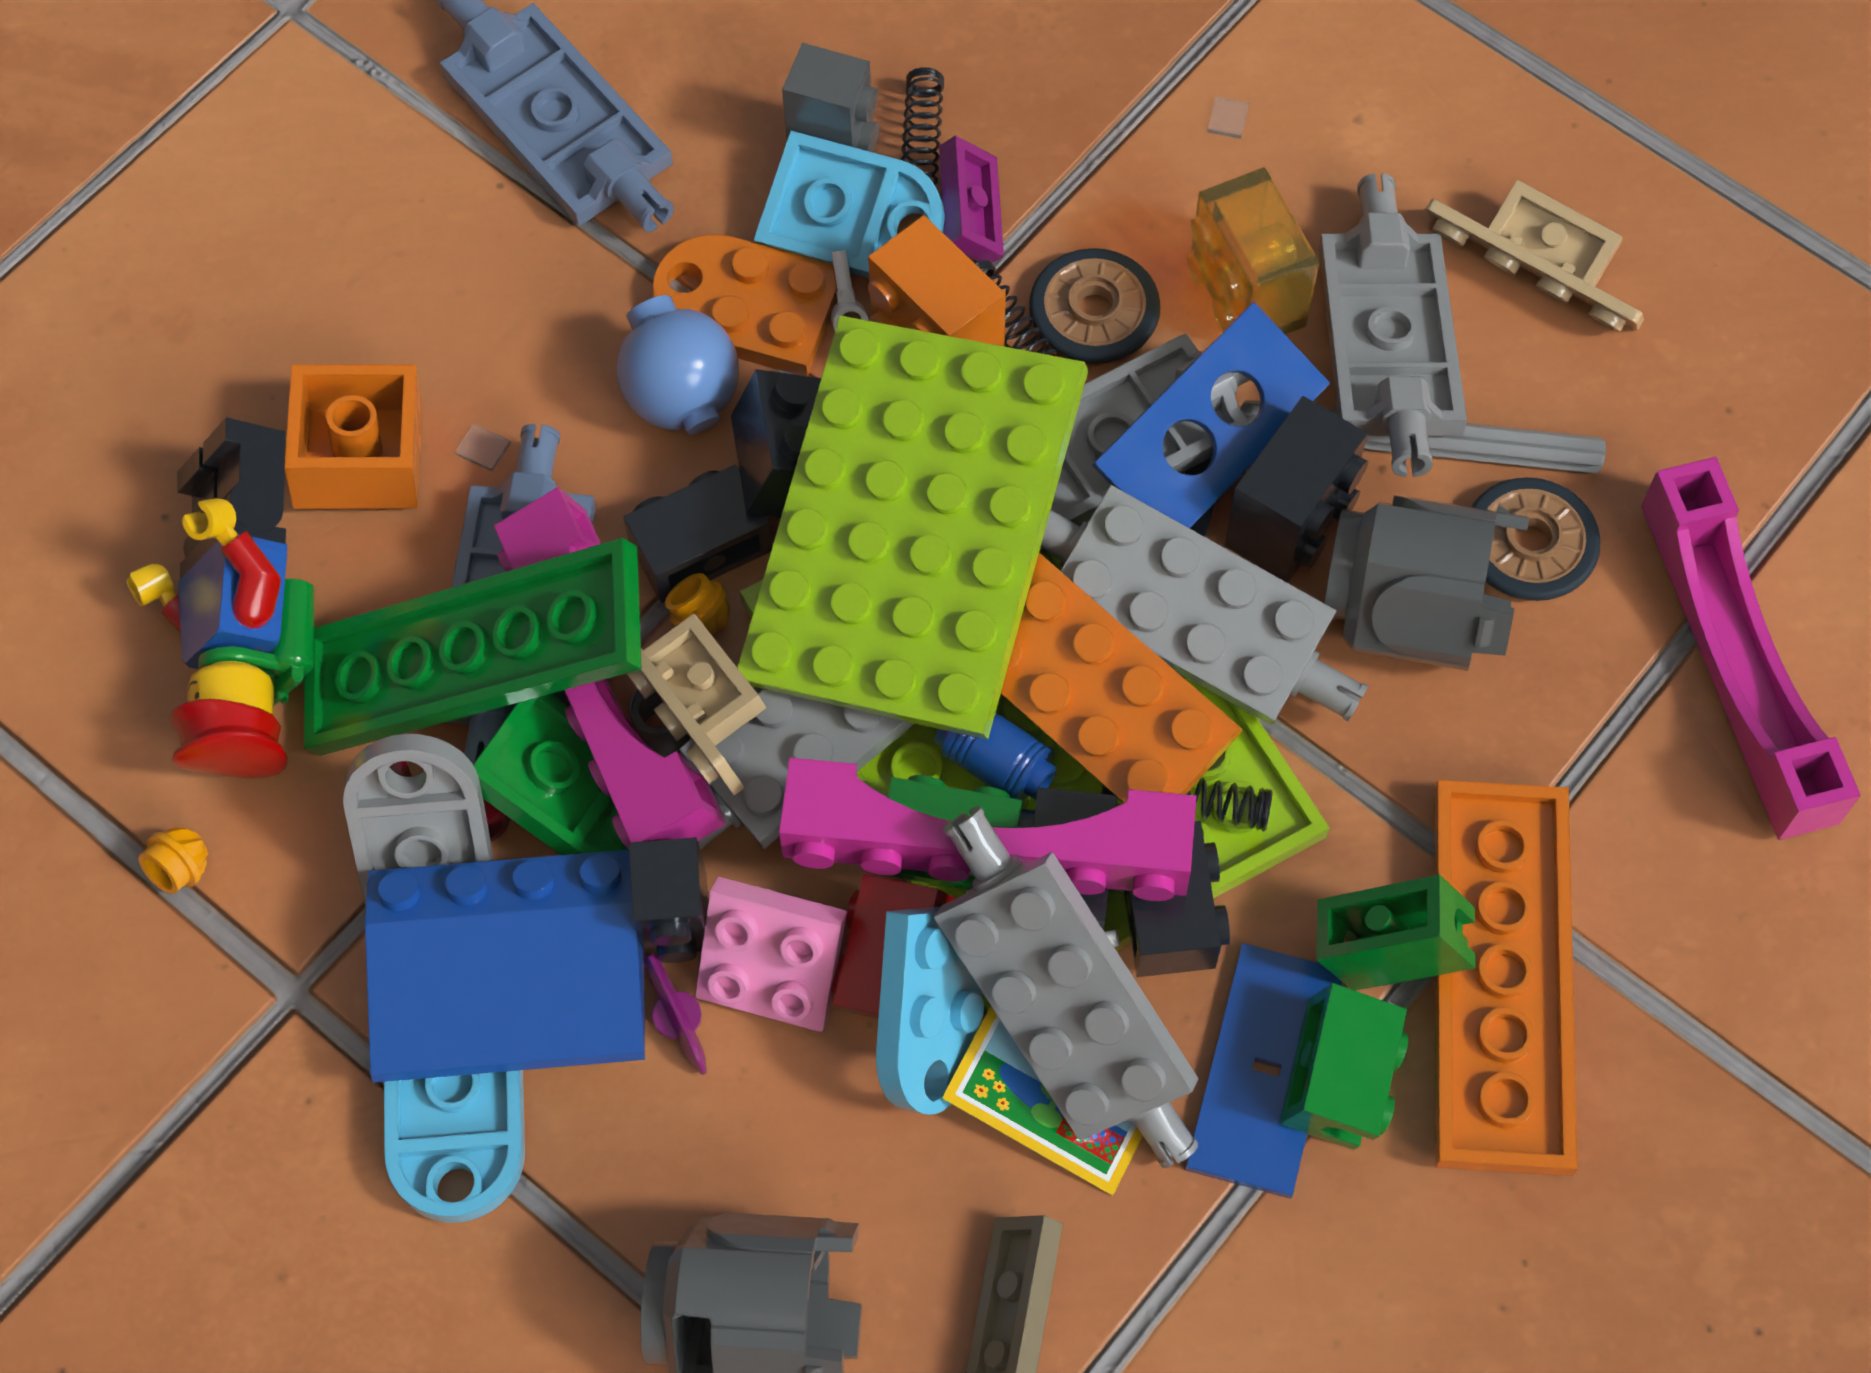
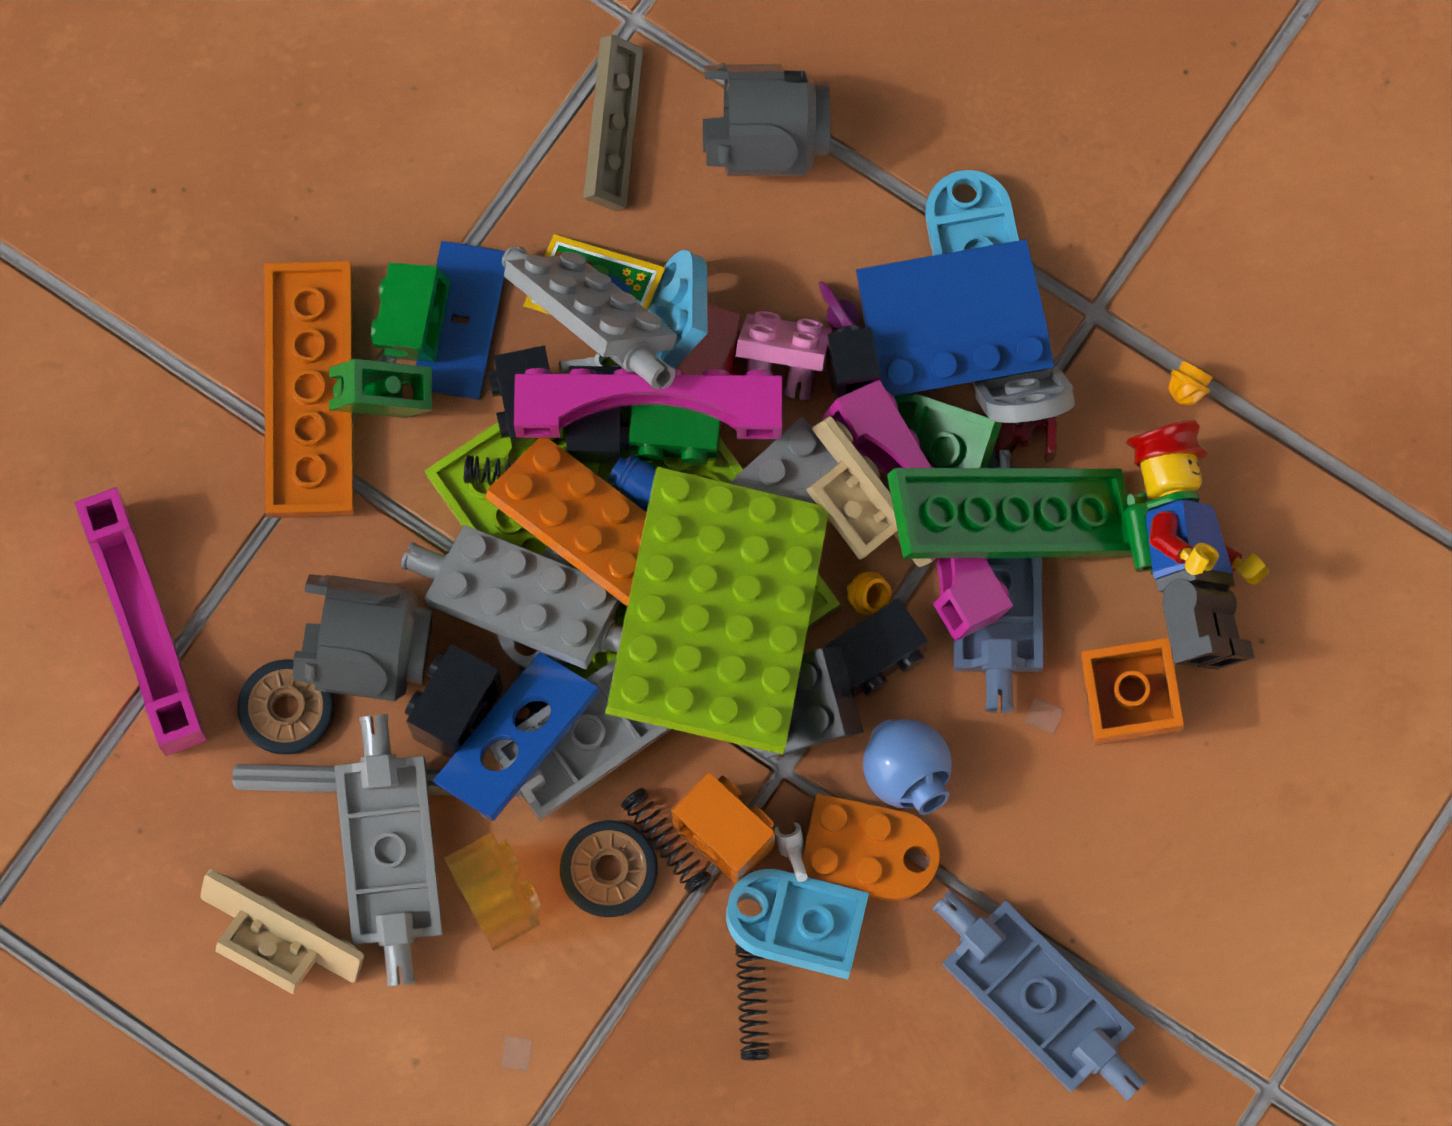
camera: 175 degrees right, 10 degrees up
(831, 98) = (821, 994): dark grey brick -> none
(971, 199) = (708, 942): magenta plate -> none

